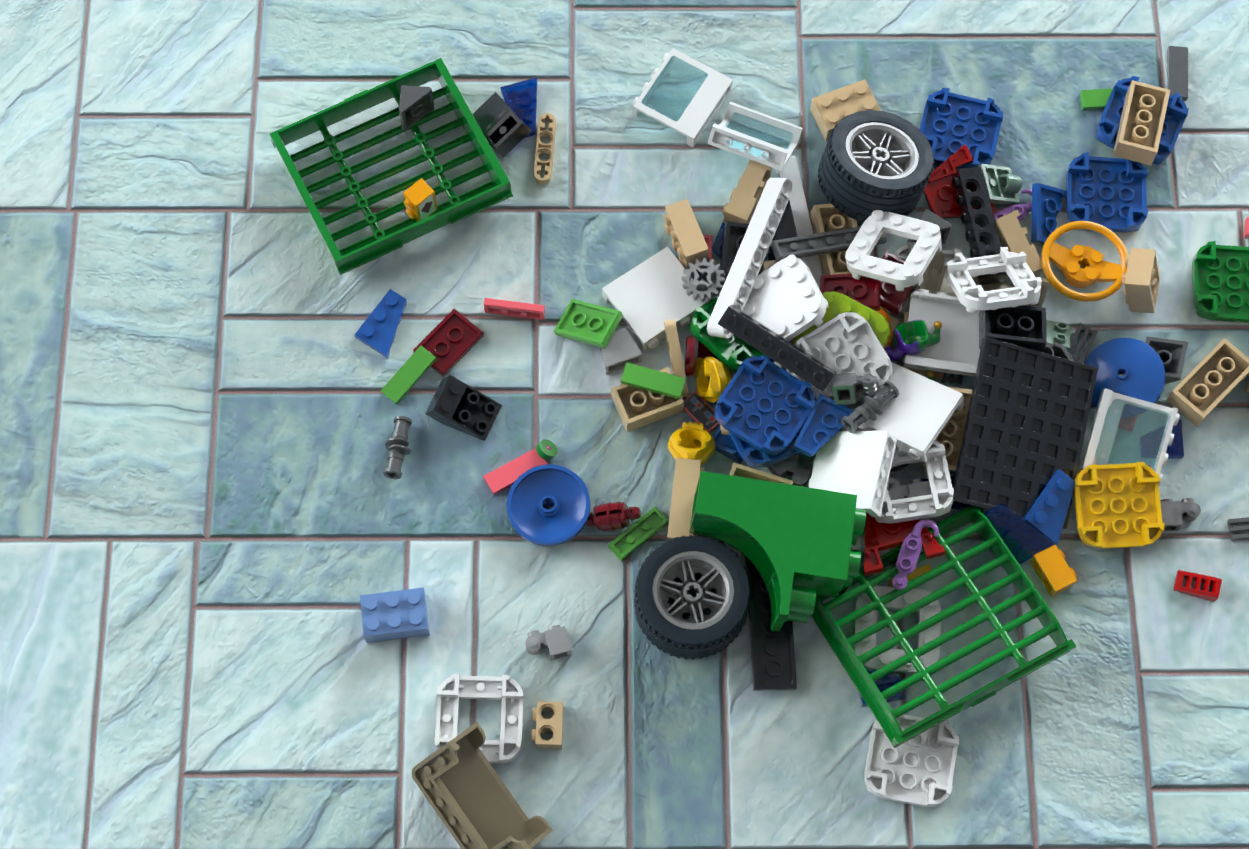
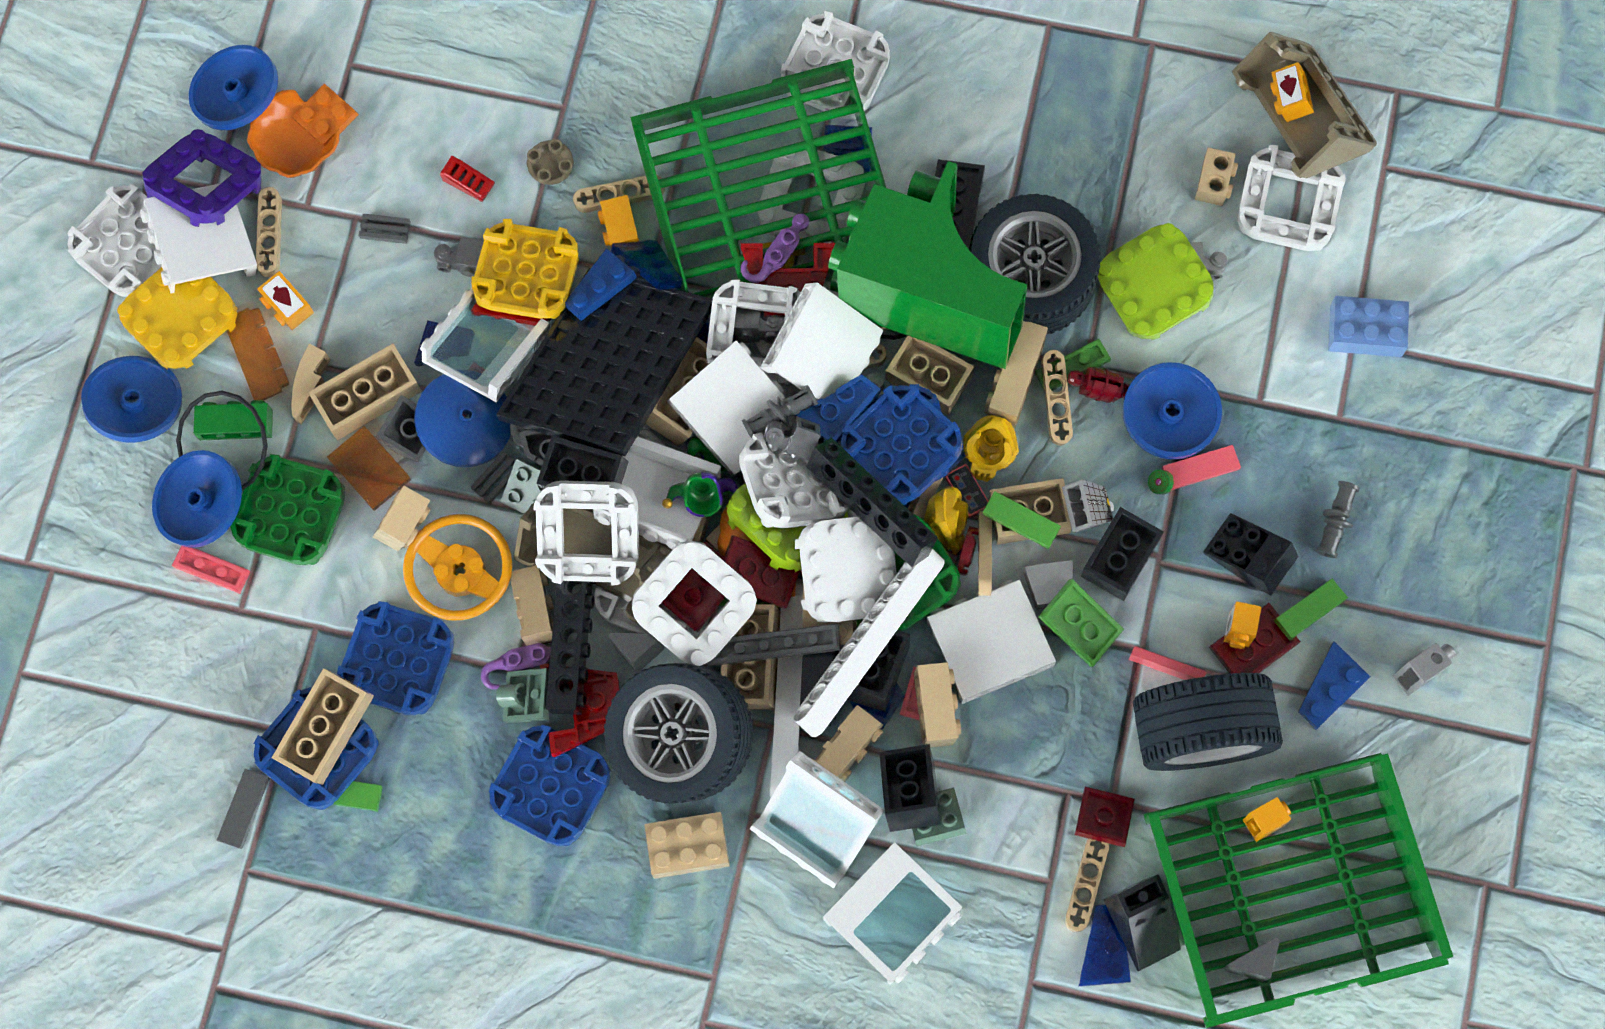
camera: 160 degrees left, 5 degrees up
(312, 345) = (1424, 667): none -> light grey torso
(462, 339) = (1242, 625): none -> light orange brick
(477, 247) = (1207, 721): none -> black wheel
(495, 811) = (1292, 92): none -> brick
(541, 193) = (1104, 816): none -> dark red tile
(566, 382) = (1122, 553): none -> black brick
(583, 612) = (1156, 281): none -> lime plate
(601, 406) = (1087, 505): none -> light grey torso
(648, 498) = (1057, 397): none -> tan beam
(667, 165) = (951, 821): none -> sand green plate
(692, 171) = (909, 788): none -> black brick
(699, 287) = (935, 644): light grey gear -> none
(1045, 207) = (480, 654): blue wing -> none
(1065, 604) = (617, 188): none -> tan beam
(1132, 615) = (550, 162): none -> dark tan dish
(1182, 325) = (369, 468): none -> clear orange tile

